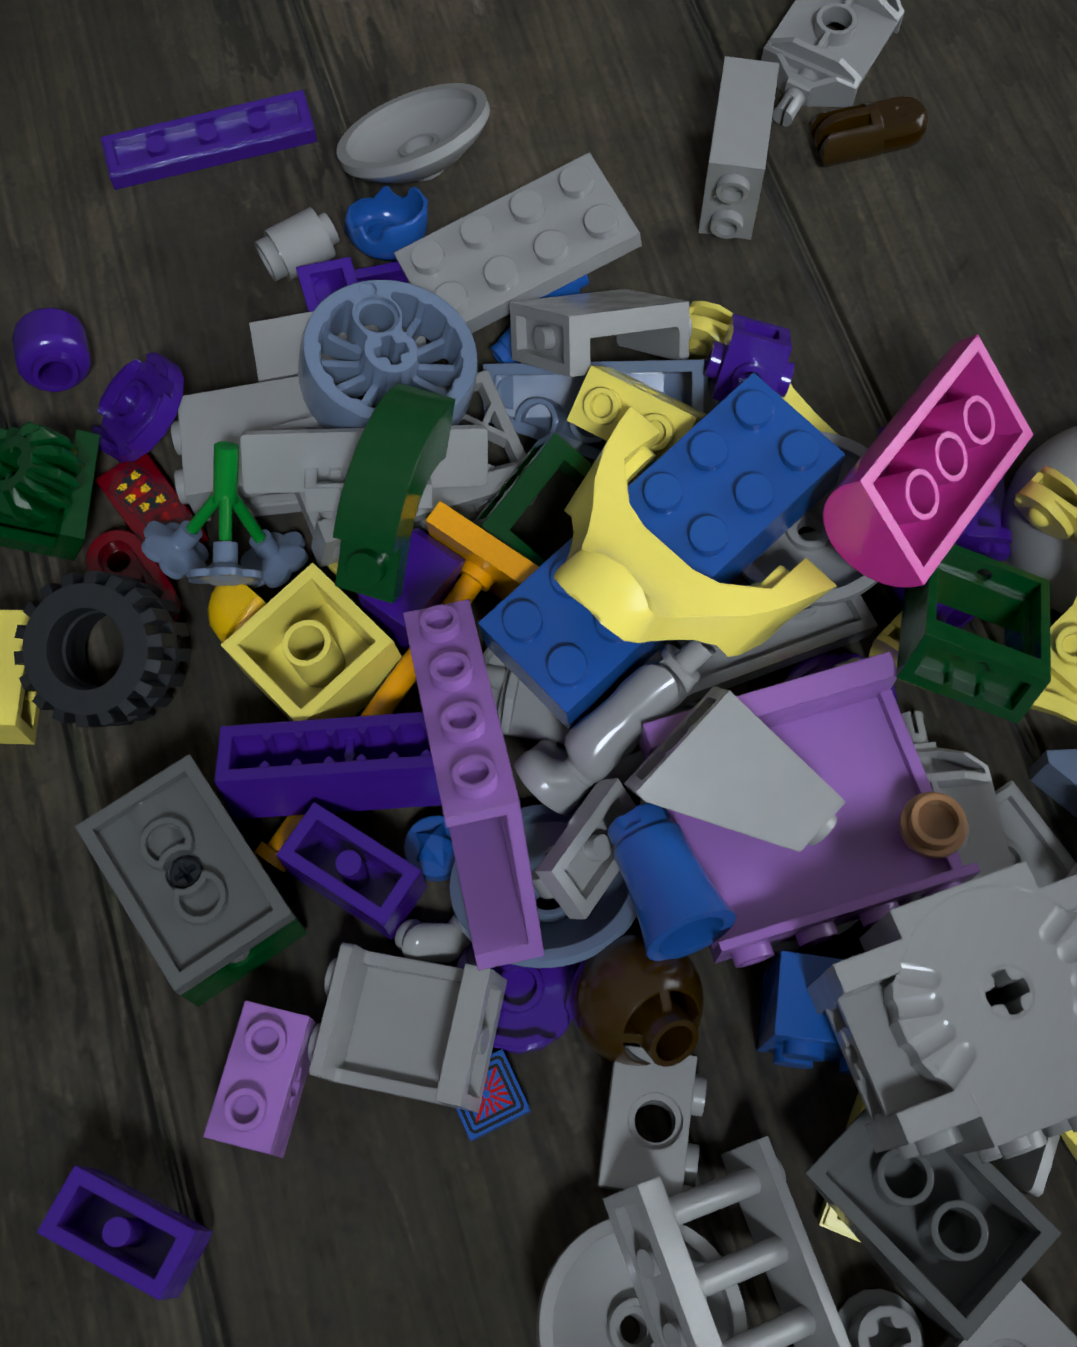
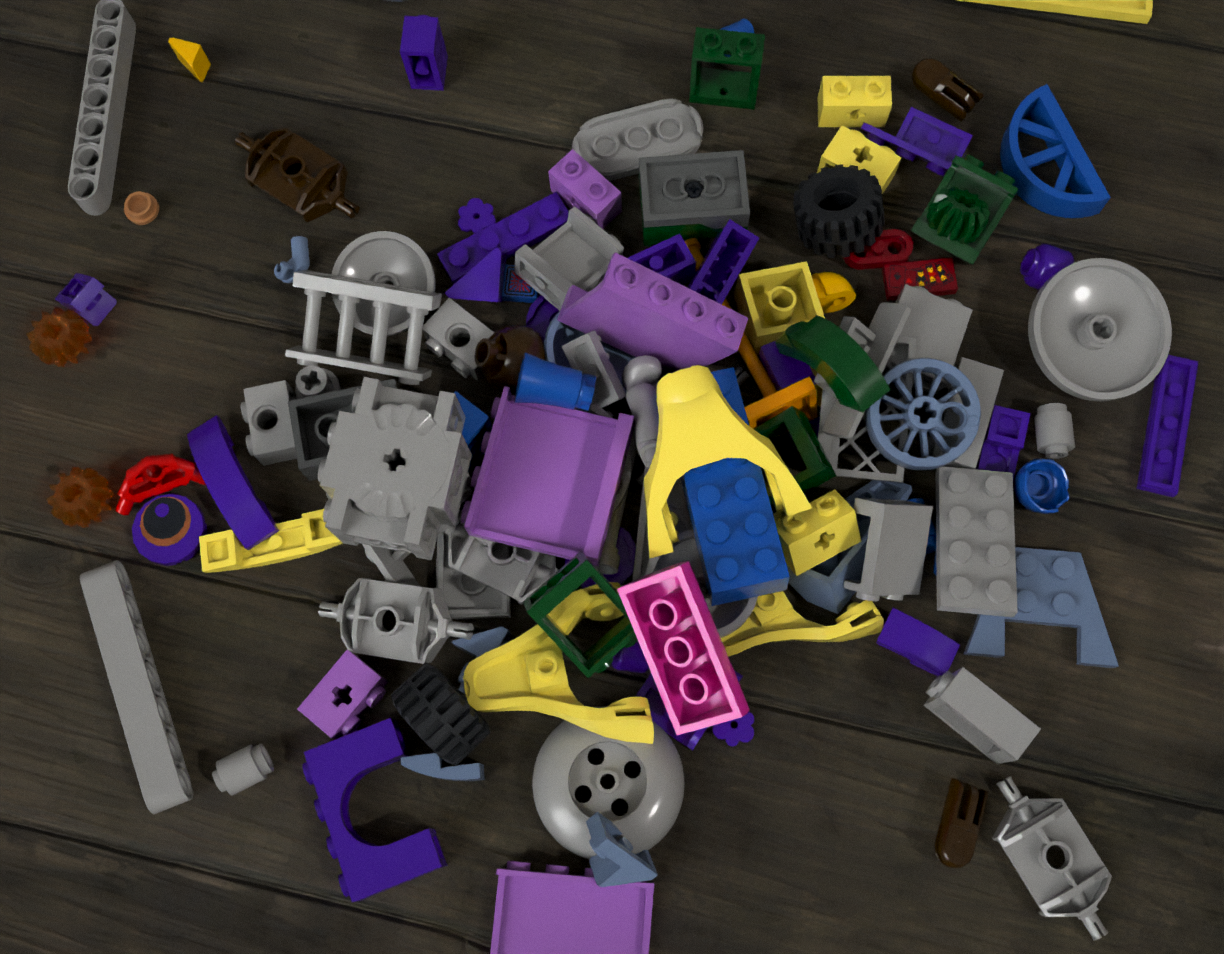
camera: 125 degrees right, 5 degrees up
(110, 1062) = (654, 129): none -> light grey tile
(118, 247) = (1100, 329): none -> light grey dish
(125, 1232) = (555, 107): dark purple brick -> none
(139, 407) = (981, 294): dark purple tile -> none
(182, 555) = (877, 275): sand blue plant -> none
(391, 1271) = (476, 209): none -> dark purple plant
(414, 134) = (1099, 531): light grey dish -> none
(421, 1178) = (510, 234): none -> dark purple plate
(521, 148) = (1050, 592): none -> sand blue wing
(534, 1155) = (483, 281): none -> dark purple slope
(685, 263) = (918, 643): none -> dark purple slope
(737, 775) = (578, 439): light grey slope -> none
(749, 349) = (811, 606): dark purple brick -> none
(933, 825) = (501, 527): medium nougat plate -> none

